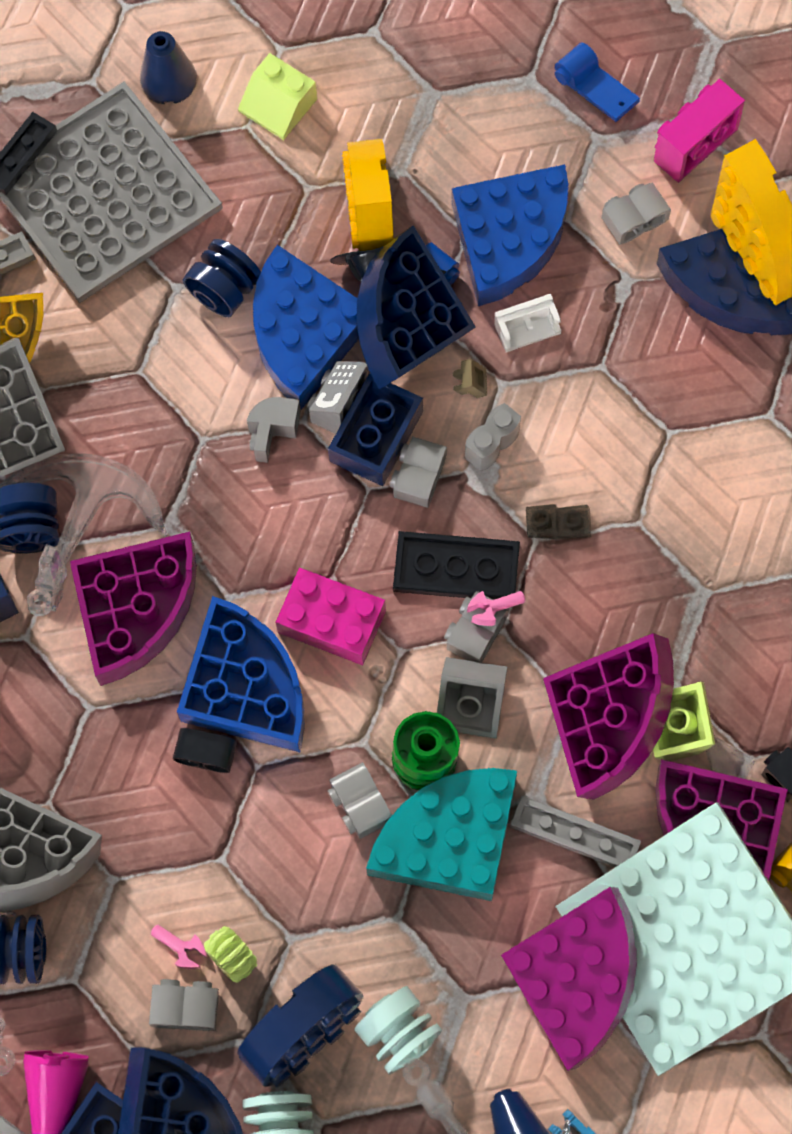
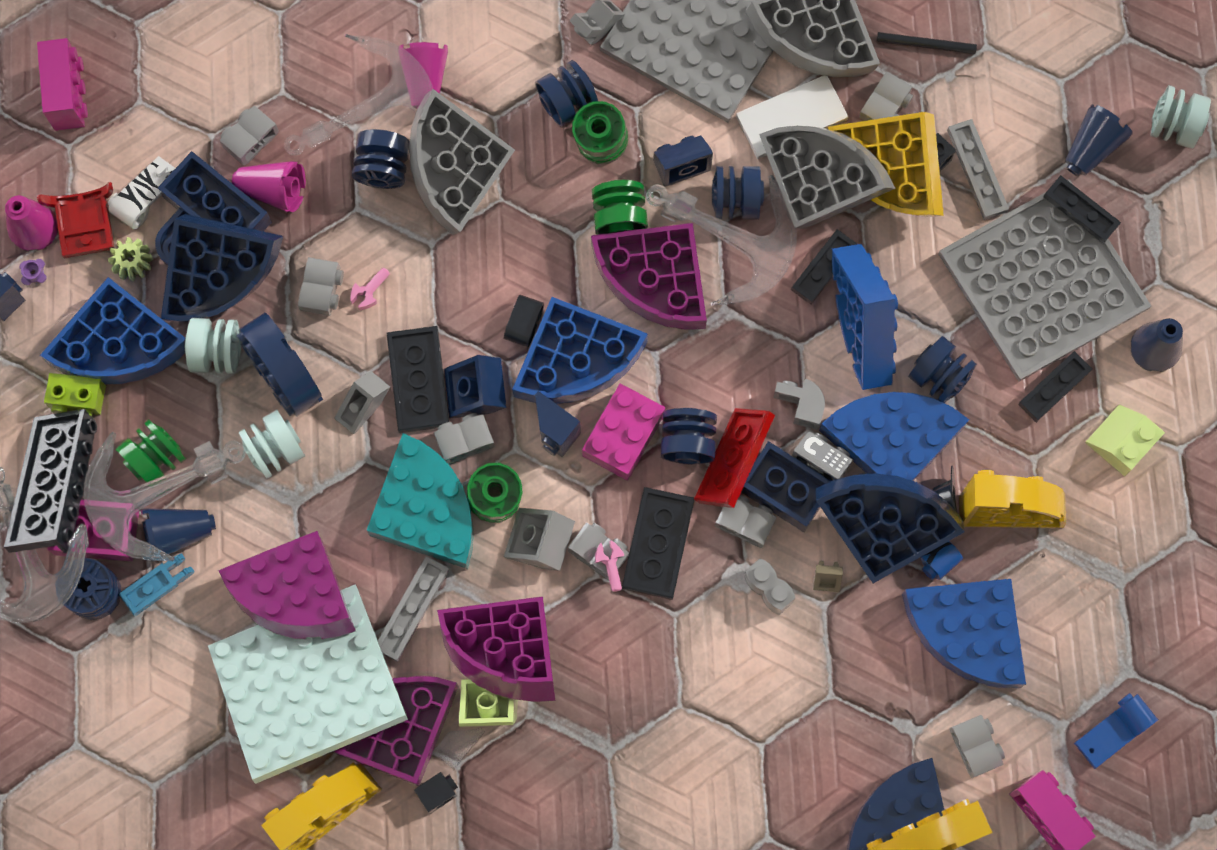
camera: 95 degrees right, 5 degrees up
(56, 650) = (619, 206): none -> green wheel
(106, 420) = (820, 269): none -> black plate
(165, 360) = (865, 315): none -> blue brick
(225, 170) = (1055, 386): none -> black plate
(230, 954) = (352, 323): yellowish green gear -> none
(289, 870) = (417, 379): none -> black tile
(294, 797) = (475, 386): none -> dark blue slope
(328, 931) = (361, 401): none -> light grey slope
(330, 539) = (689, 433): none -> dark blue wheel
(335, 692) = (556, 426): none -> dark blue slope
(349, 487) = (734, 457): none -> red tile
(527, 323) = (876, 633): white hinge -> none
(558, 523) = (687, 634): clear smoke slope -> none

